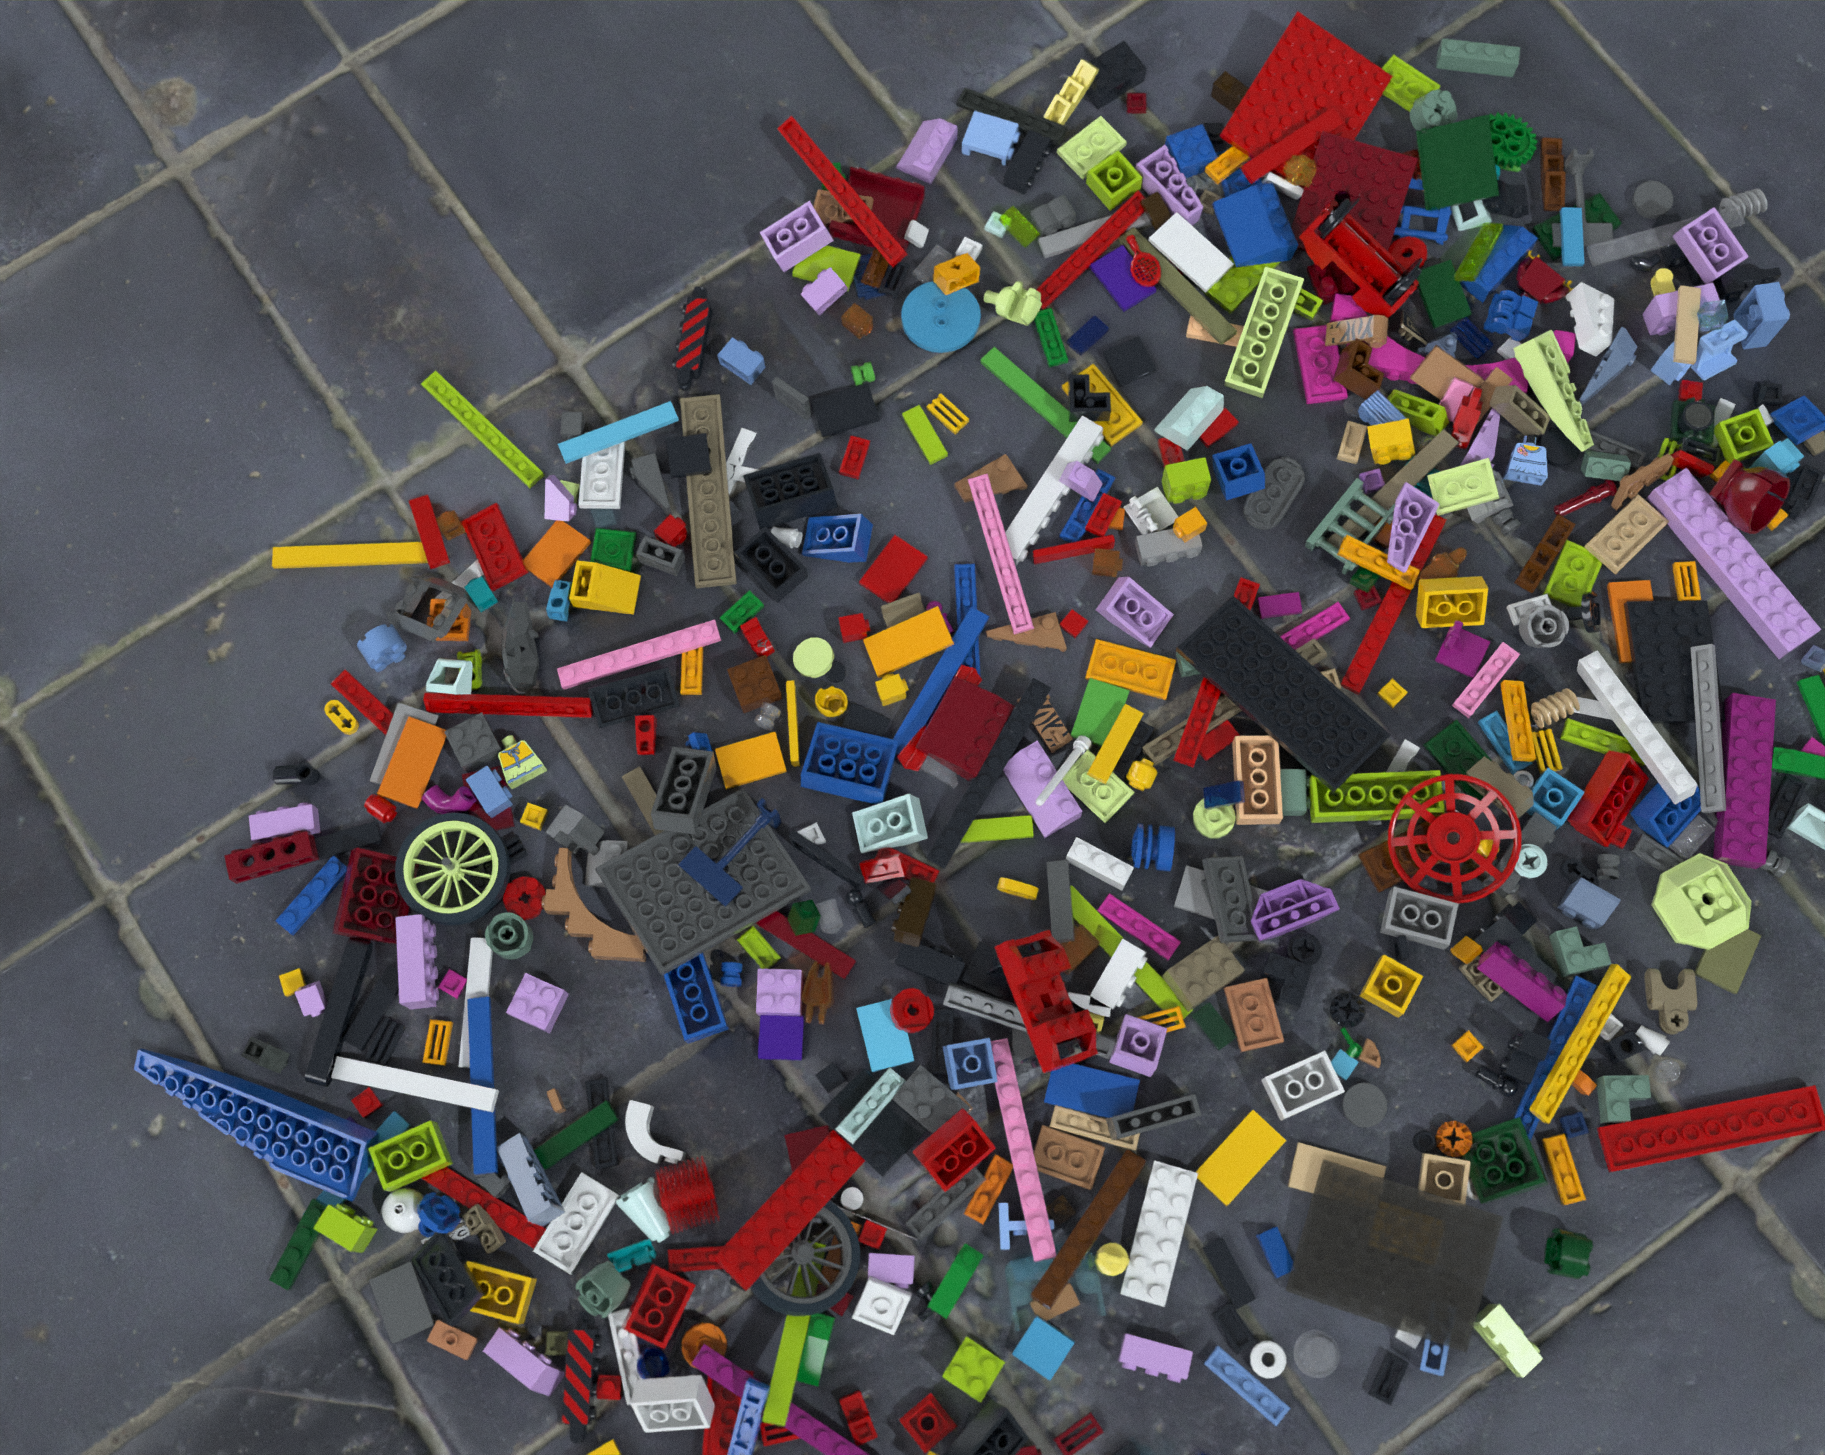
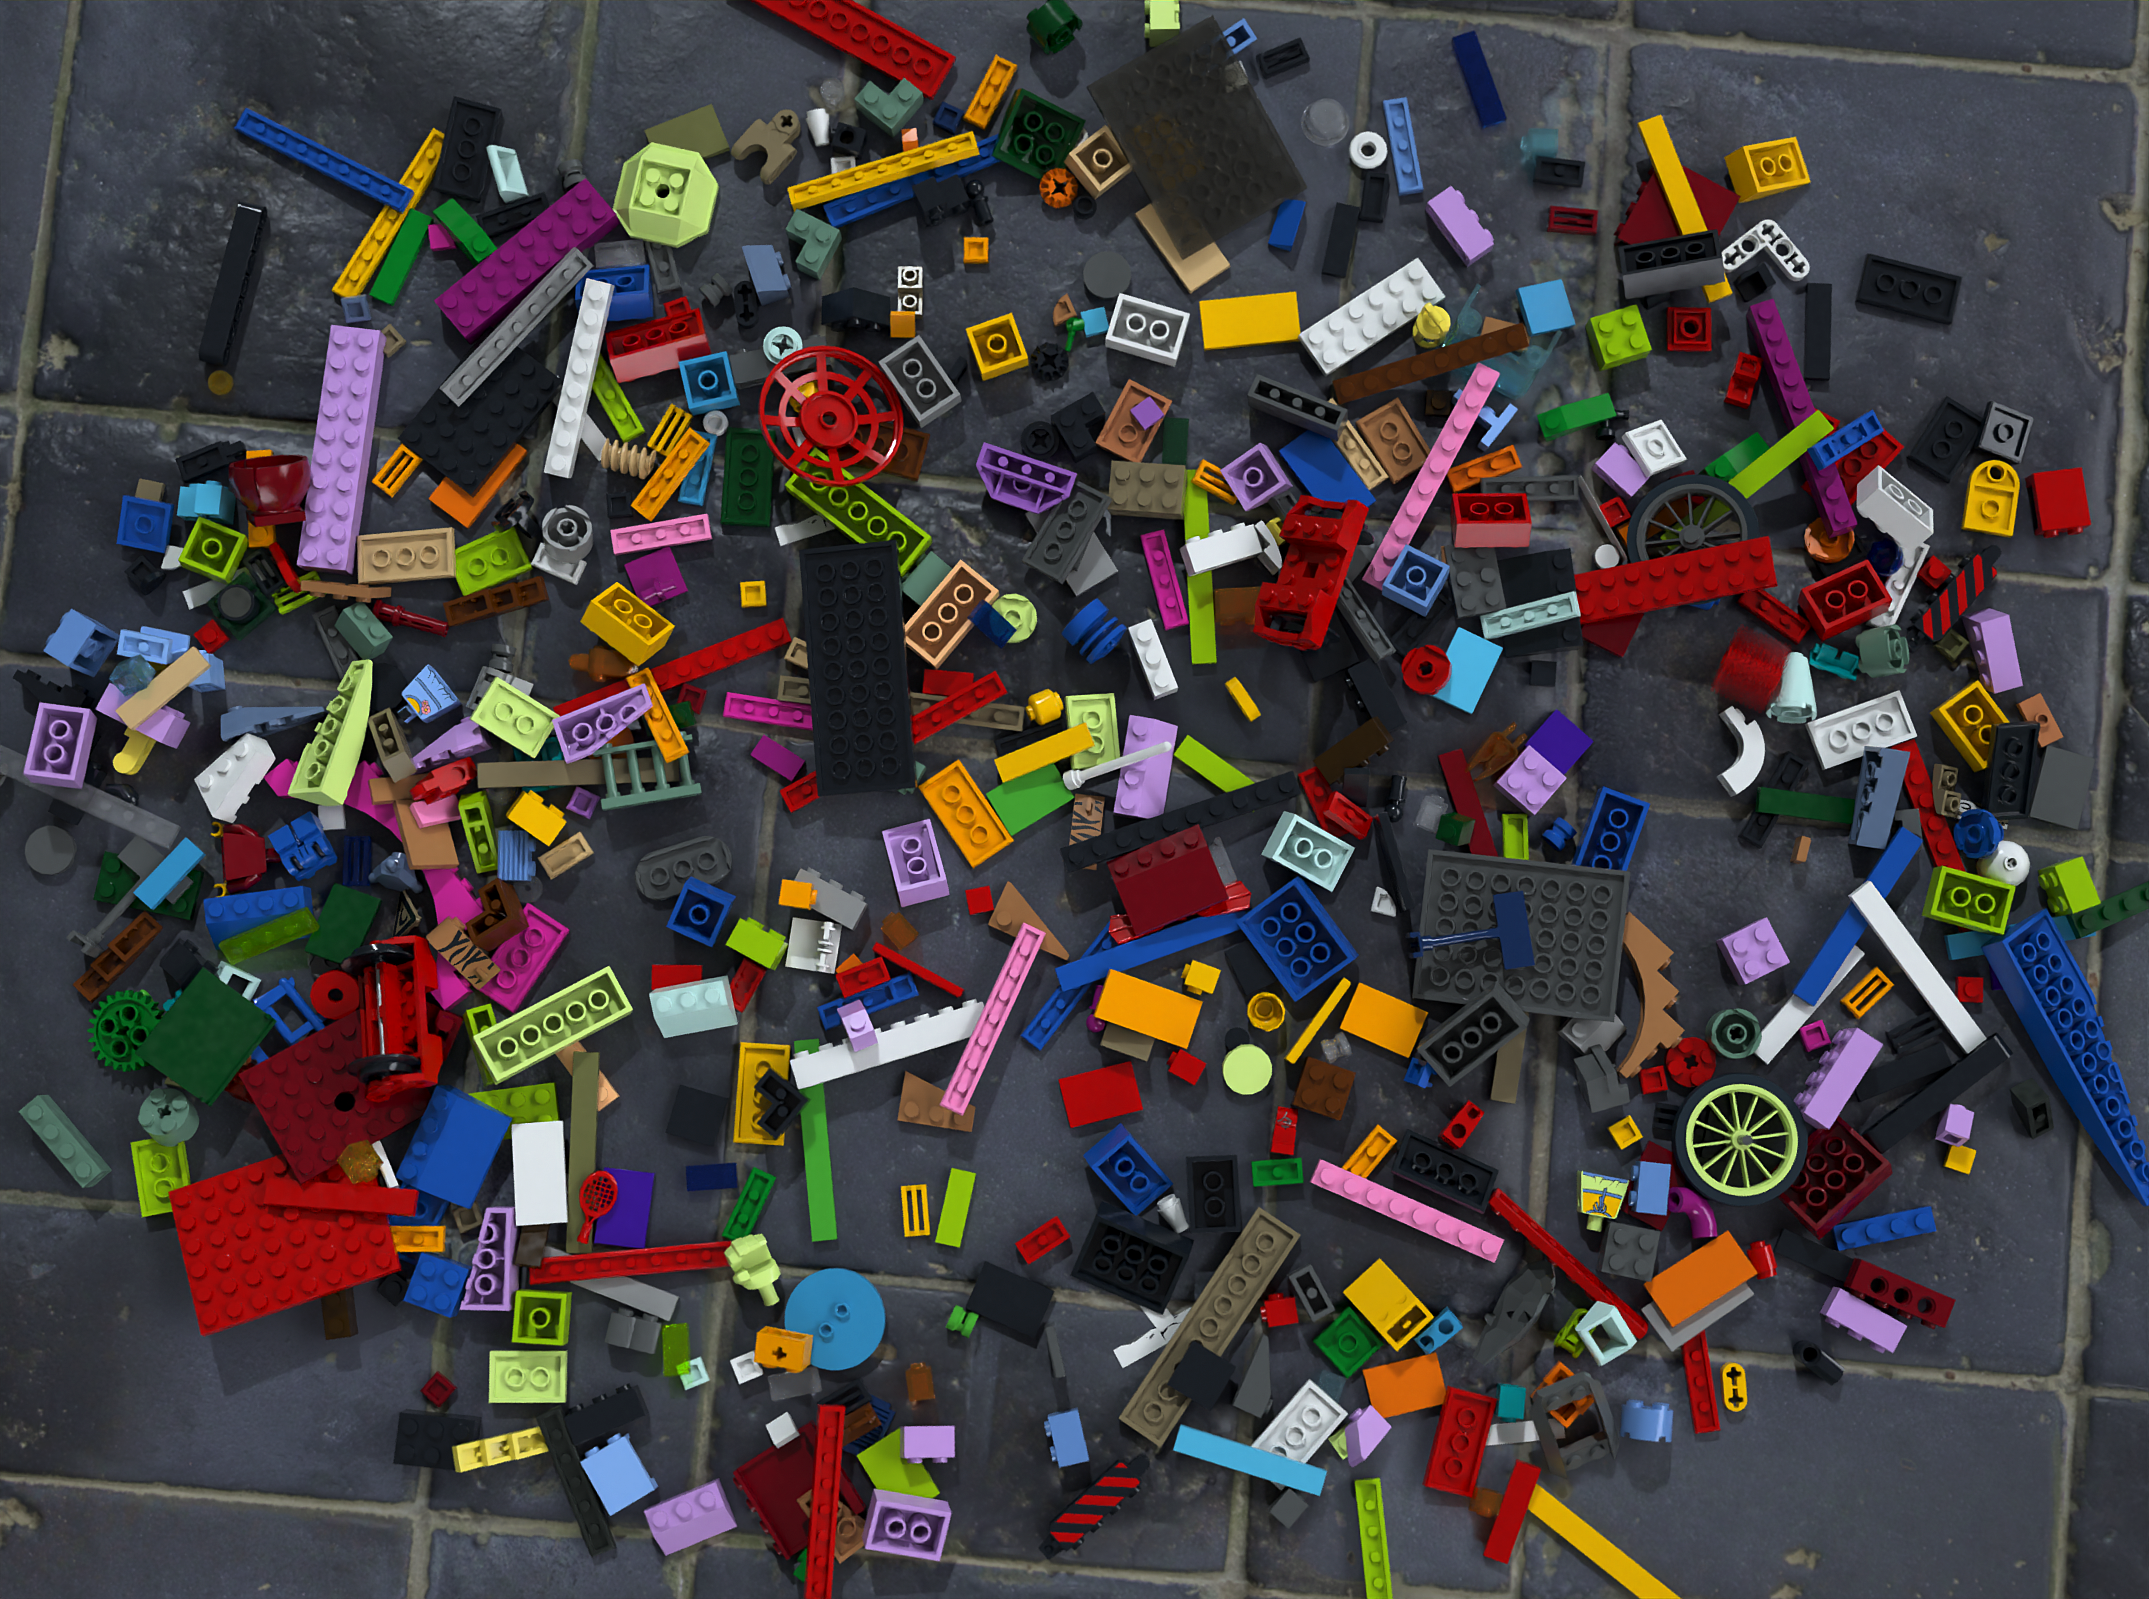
camera: 145 degrees left, 10 degrees up
(541, 866) = (1652, 1080): none -> red tile
(1060, 901) = (1216, 654): dark grey tile -> none
(1250, 1026) = (1147, 413): none -> medium lavender tile
(1519, 796) = (748, 440): dark tan brick -> none
(1522, 981) = (884, 257): magenta brick -> none
(1772, 661) = (394, 340): none -> dark tan tile

